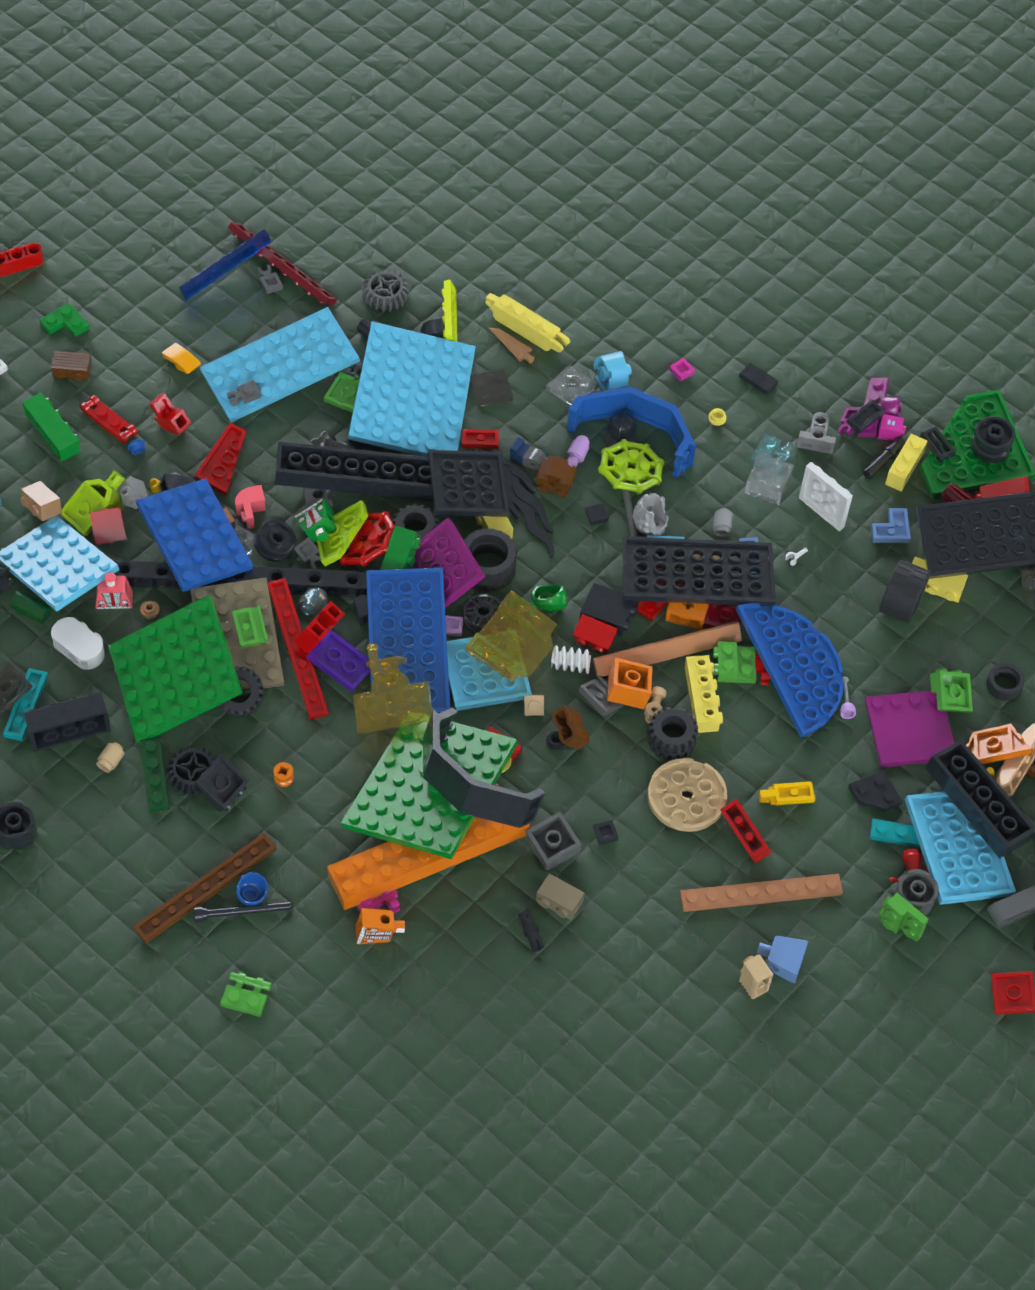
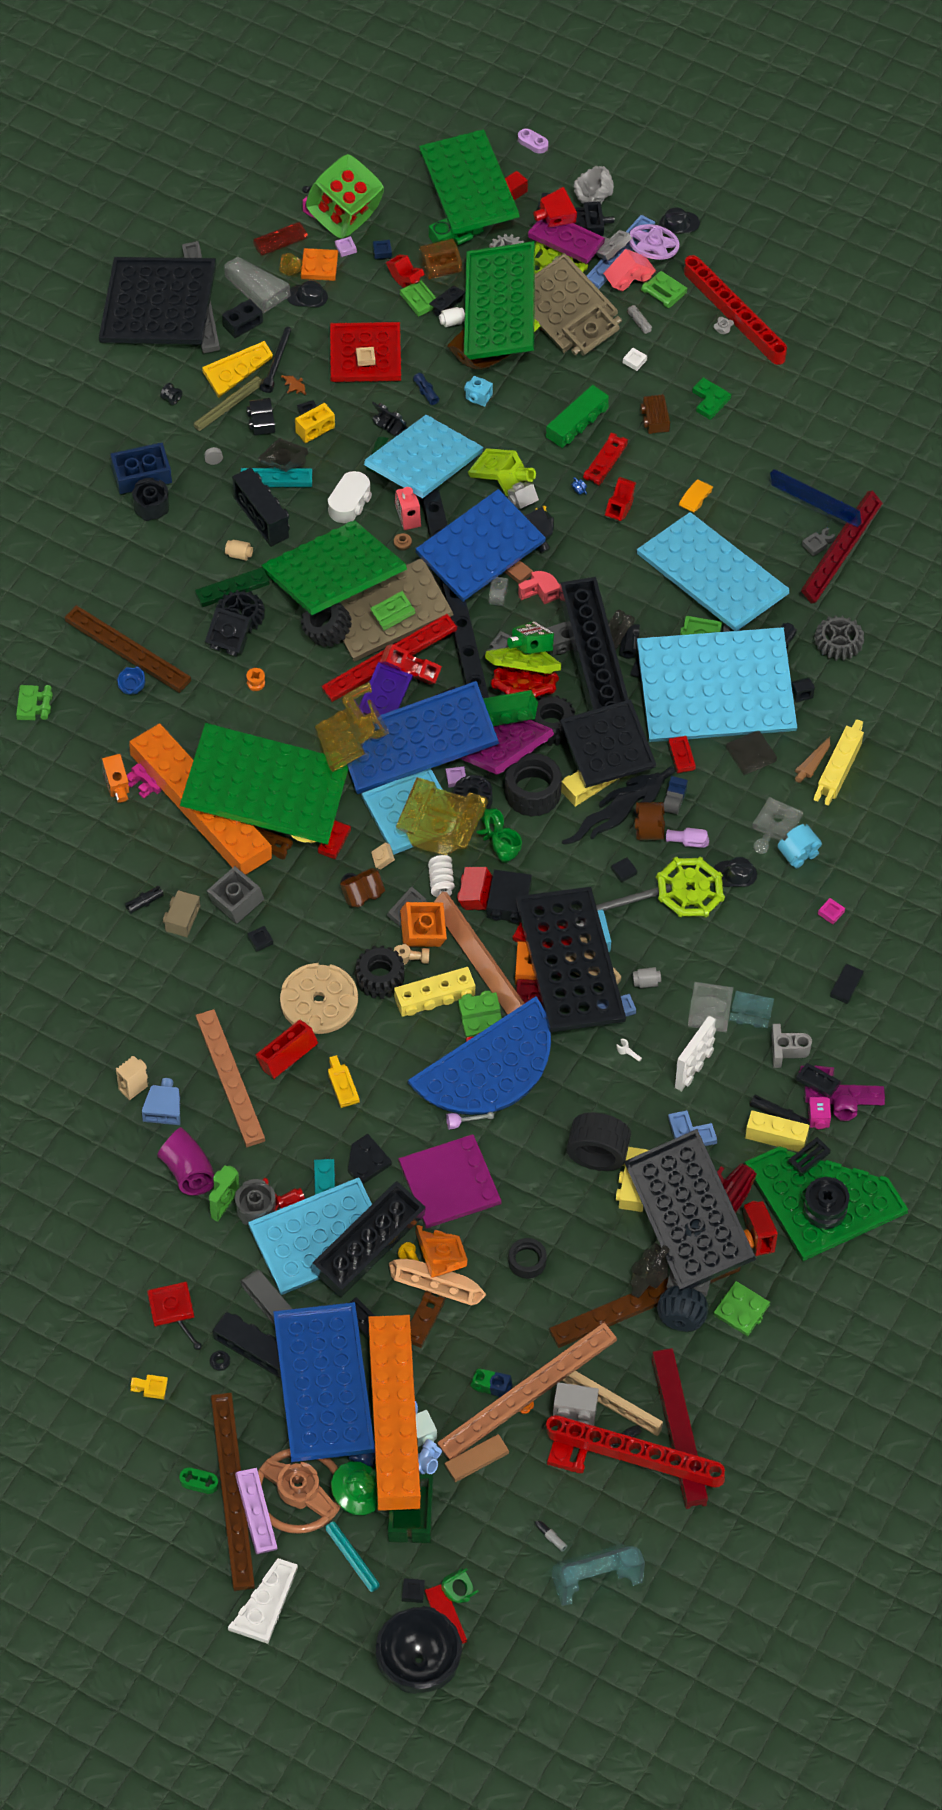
camera: 80 degrees right, 0 degrees up
(41, 501) = (489, 429): medium nougat brick -> none
(107, 525) = (479, 485): piece -> none
(202, 913) = (101, 652): black piece -> none
(222, 459) = (583, 554): red wing -> none
(246, 392) = (664, 551): dark grey plate -> none
(275, 540) = (510, 605): black wheel -> none
(313, 601) = (446, 658): clear light blue head -> none
(450, 311) = (830, 697): neon yellow plate -> none
(465, 792) = (303, 762): black panel -> none
(642, 407) = (722, 924): blue panel -> none
(650, 515) = (627, 909): light grey hair -> none
(717, 417) = (781, 953): light yellow plate -> none
(858, 945) = (187, 1163): none -> magenta brick
(952, 690) = (496, 1206): bright green plate -> none

